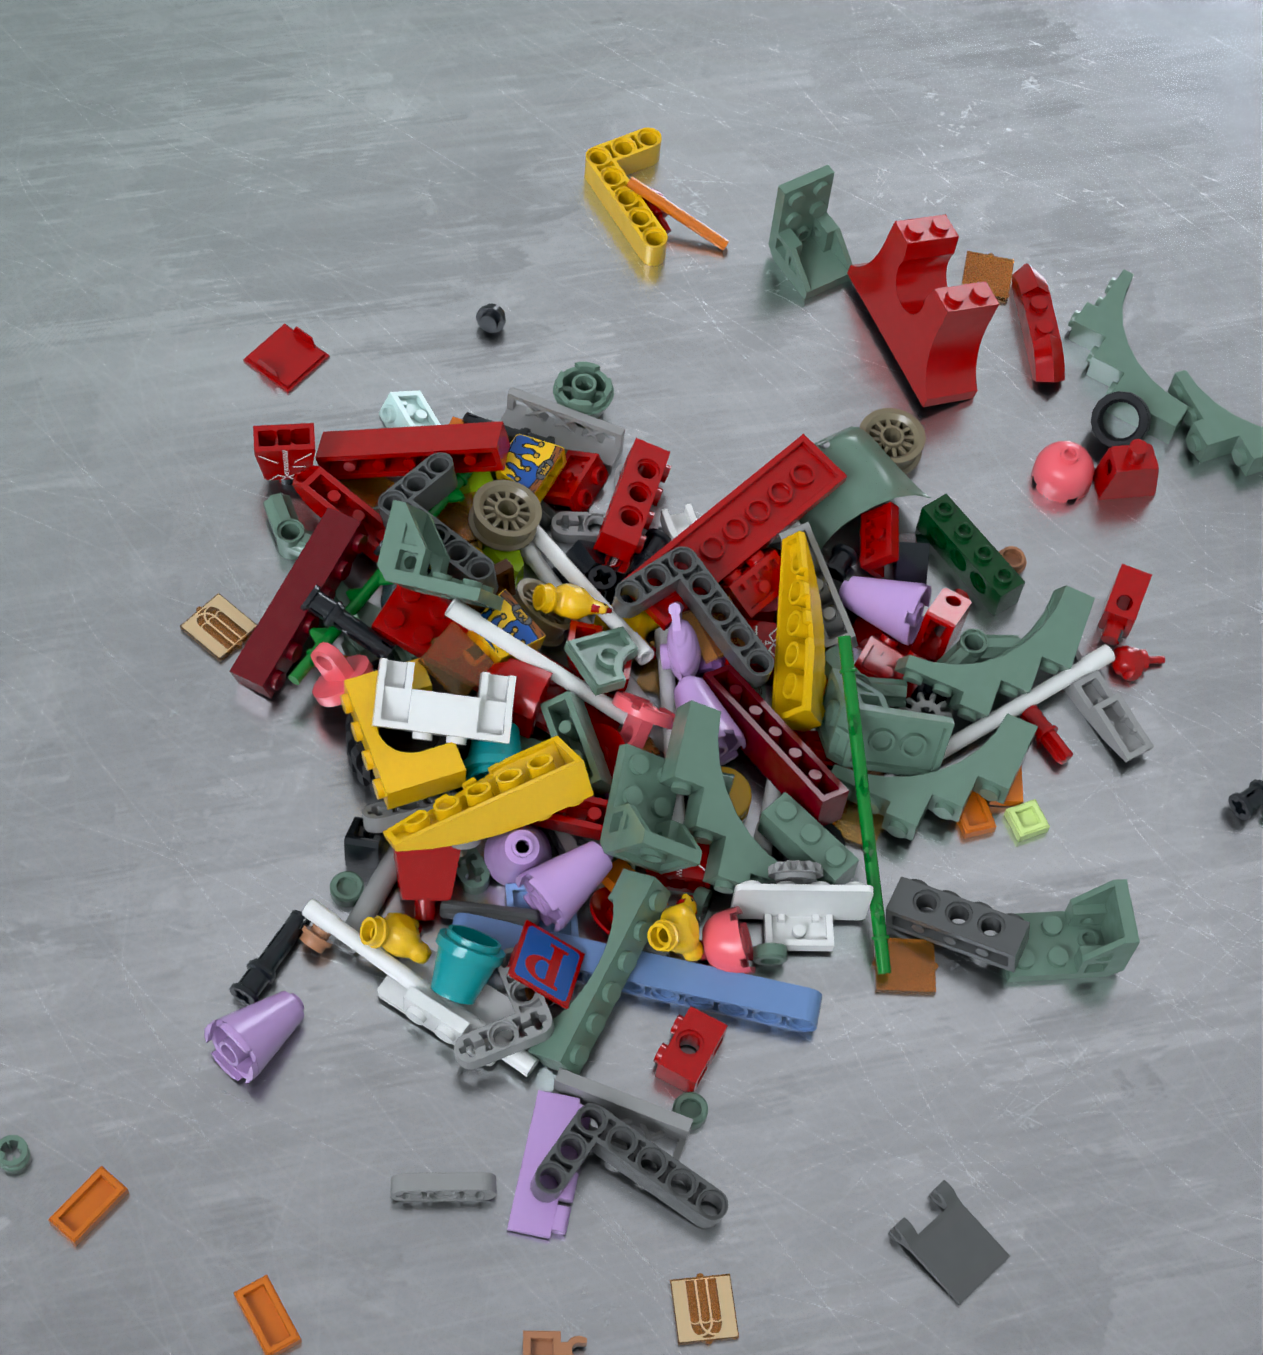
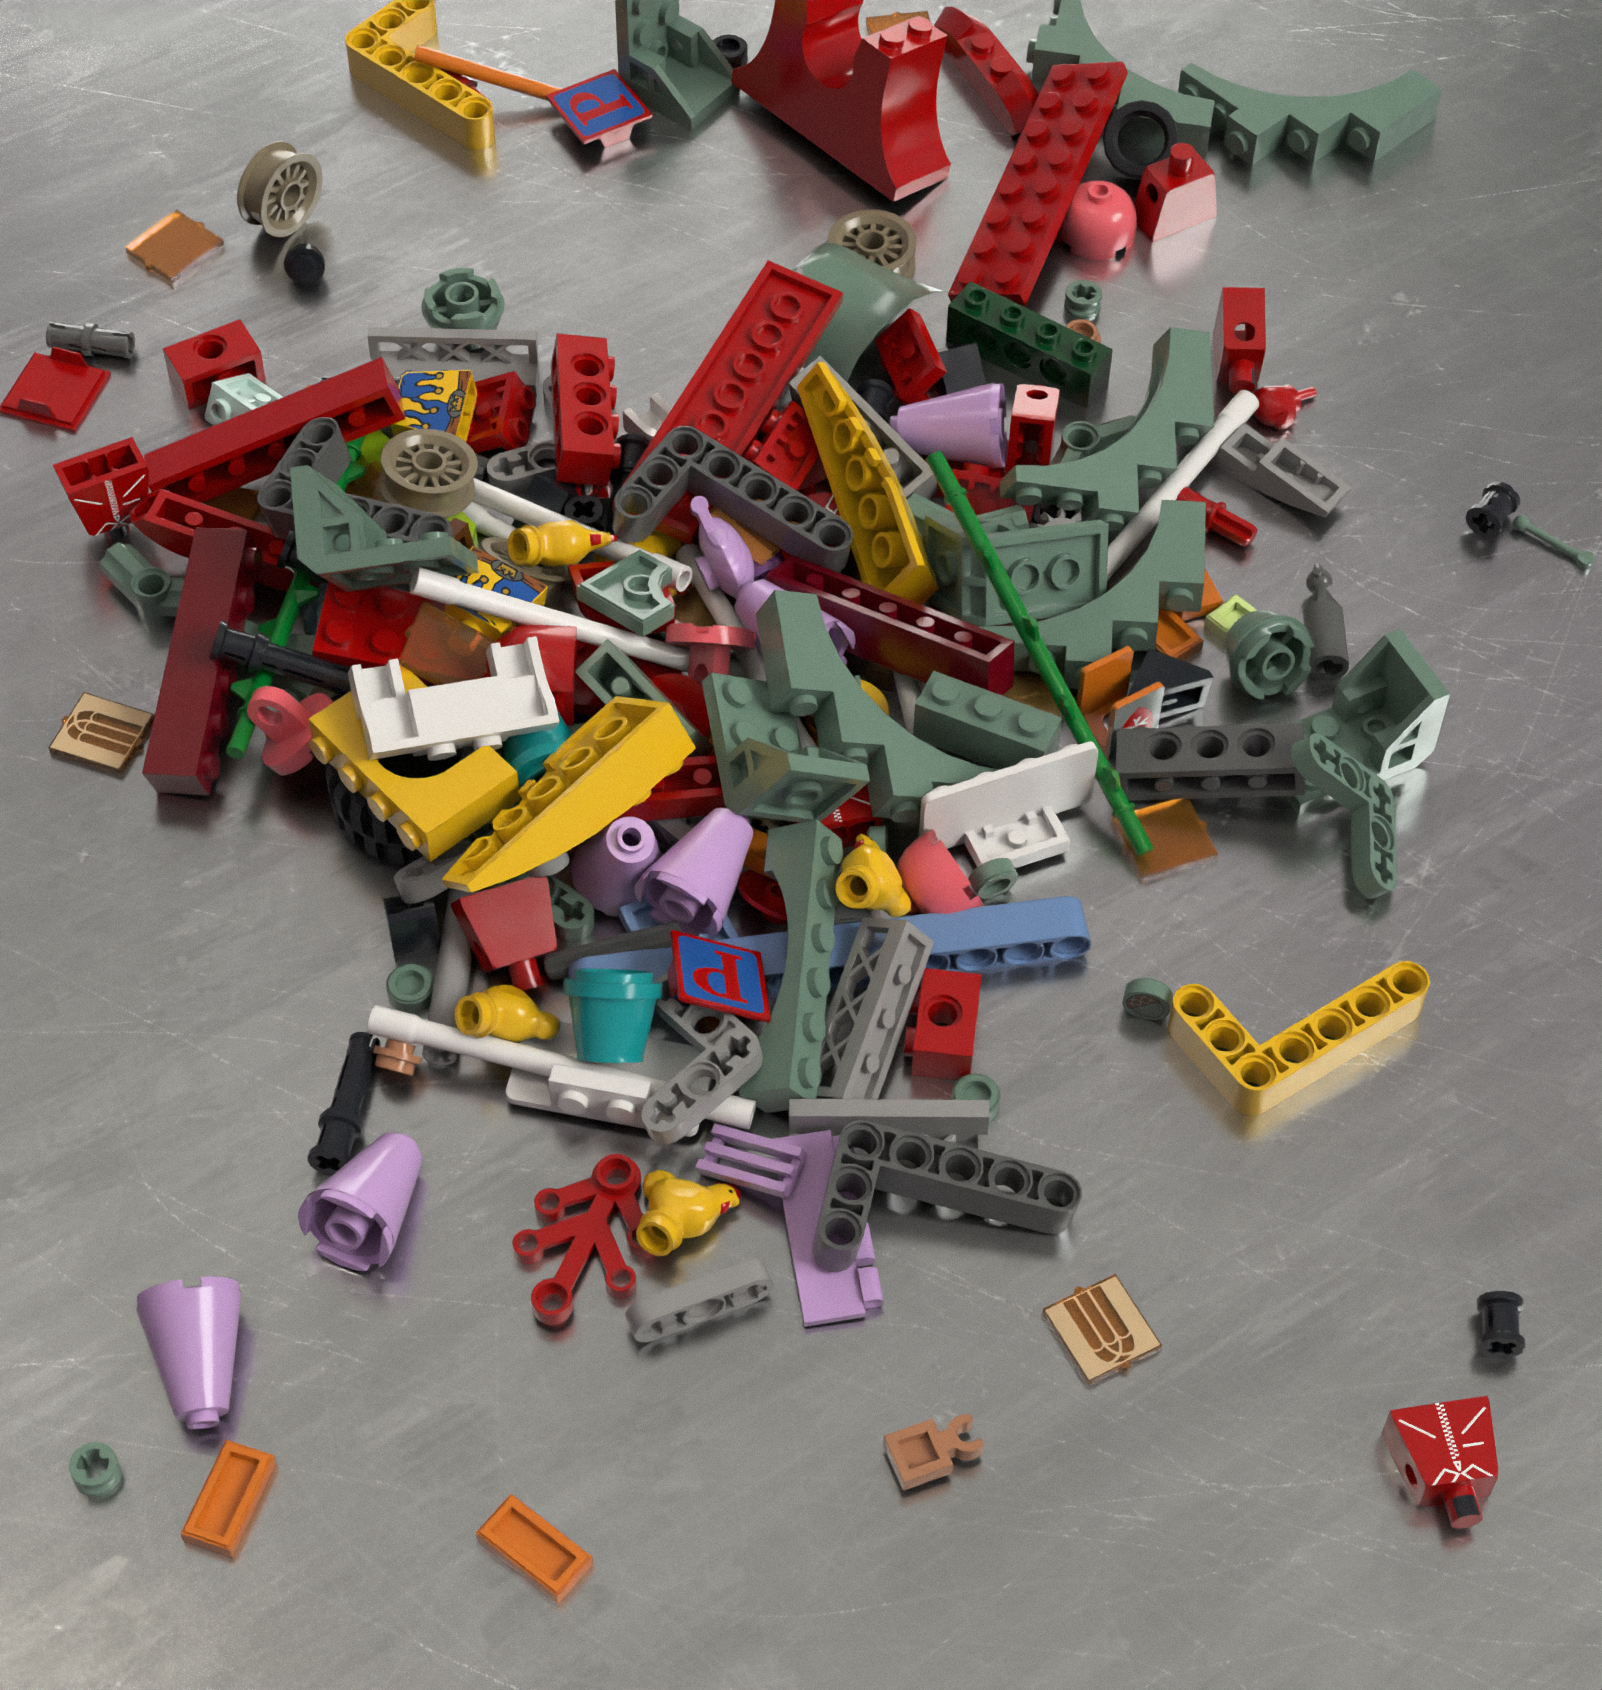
camera: 15 degrees left, 5 degrees down
(104, 1095) = (193, 1344): none -> lavender cone
(324, 327) = (90, 339): none -> dark grey pin
(390, 1109) = (586, 1232): none -> red plant
(398, 373) = (211, 358): none -> red brick
(410, 273) = (174, 246): none -> clear orange piece
(457, 1118) = (680, 1210): none -> yellow animal
(493, 257) = (279, 189): none -> dark tan wheel
(498, 1082) = (716, 1150): none -> lavender tile
(643, 1028) = (876, 1013): none -> light grey fence
(745, 263) = (600, 108): none -> piece
(796, 871) = (989, 756): light grey gear -> none
(837, 1083) = (1147, 999): none -> sand green tile
(858, 246) = (733, 48): none -> black tile
(909, 843) = (1104, 694): none -> orange piece
(928, 1154) = (1300, 1042): none -> yellow beam
(950, 855) = (1184, 683): none -> black slope
(953, 1245) = (1375, 1139): dark grey flag -> none
(1022, 535) = (1078, 296): none -> sand green bush
(1032, 429) = (1041, 179): none -> red plate
(1034, 855) = (1268, 653): none -> sand green cone
(1057, 994) = (1370, 807): none -> sand green beam
(1086, 848) = (1326, 628): none -> dark grey wheel

